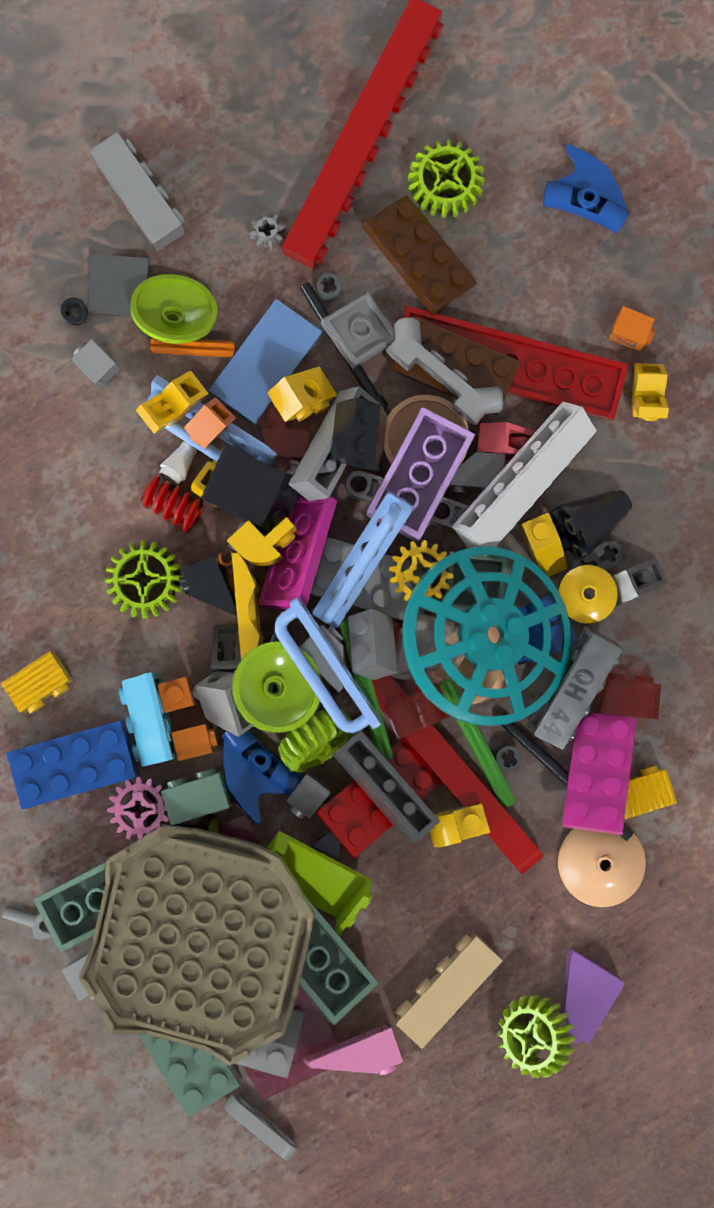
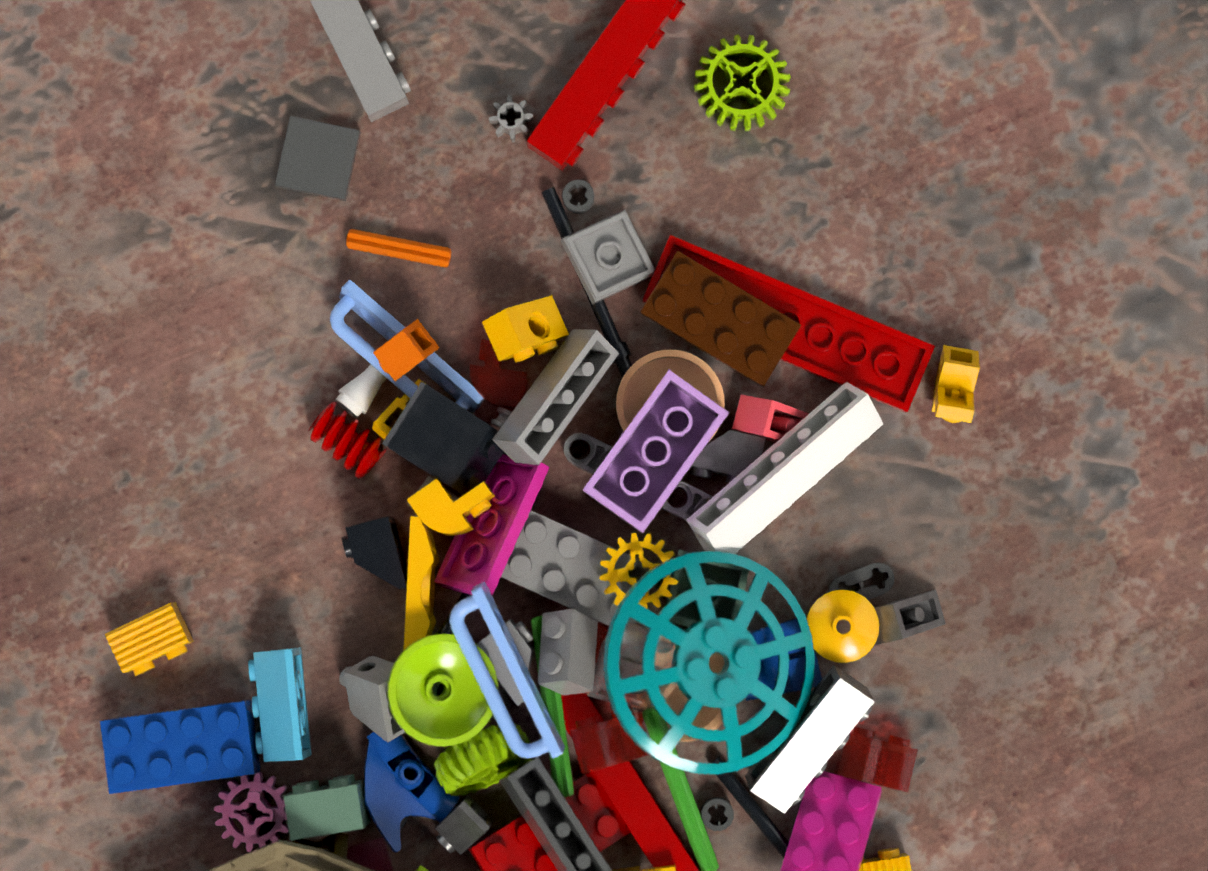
camera: 10 degrees right, 0 degrees up
(73, 320) = (261, 173): black bush -> none
(94, 363) = (274, 252): light grey brick -> none
(143, 567) = (299, 513): lime gear -> none
(173, 308) = (384, 186): lime dish -> none
(173, 402) = (363, 319): yellow brick -> none
(177, 694) = (319, 678): orange brick -> none
(194, 741) = (332, 739): orange brick -> none
(225, 647) = (387, 628): dark grey slope -> none
(229, 569) = (405, 530): orange hand -> none
(264, 359) = (486, 278): medium blue tile -> none
(359, 434) = (587, 391): black slope -> none
(395, 513) = (617, 497): light blue piece -> none
(408, 350) = (663, 294): light grey plate -> none
(419, 254) = (695, 173): reddish brown plate -> none
(544, 544) = (798, 557): yellow slope -> none
(588, 182) = (923, 111): blue pin -> none
(589, 520) = (858, 534): black cone -> none
(632, 329) = (946, 302): orange brick -> none

